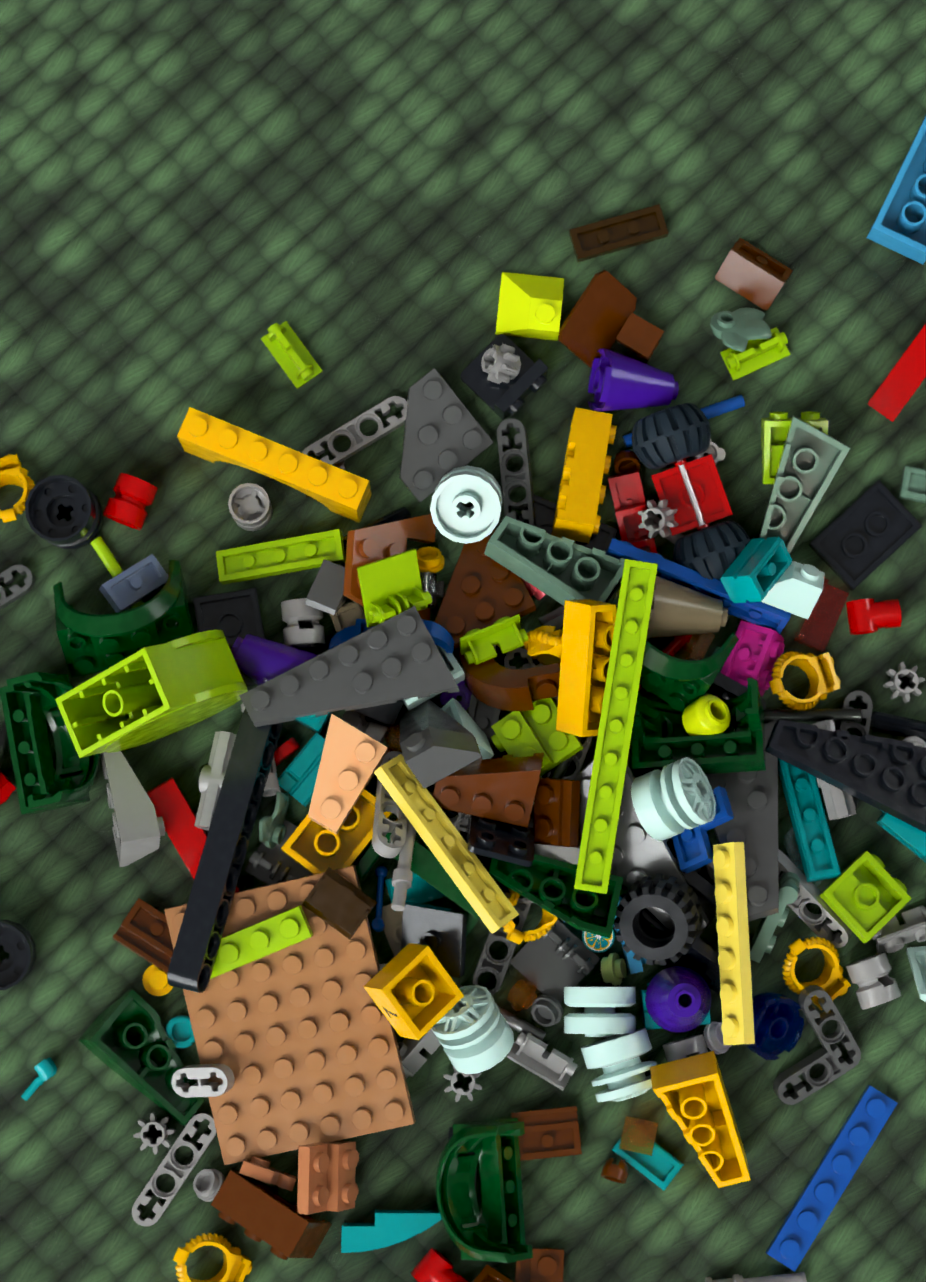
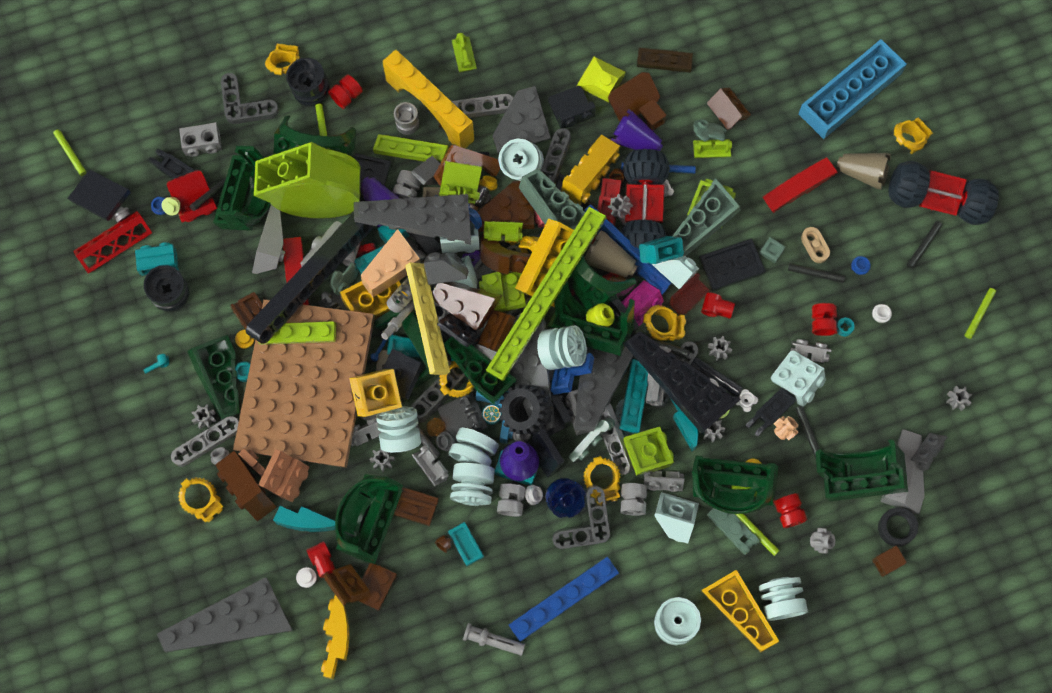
camera: 25 degrees right, 10 degrees down
(134, 584) = (327, 129): sand blue plate -> none
(202, 1073) = (240, 400): beam -> none
(339, 903) = (356, 329): dark brown piece -> none
(501, 363) = (571, 97): light grey gear -> none
(613, 969) = (492, 432): yellowish green plate -> none
(638, 1135) = (465, 528): clear orange plate -> none
(701, 1107) = (505, 521): yellow wedge -> none
(733, 944) = (561, 437): light yellow plate -> none

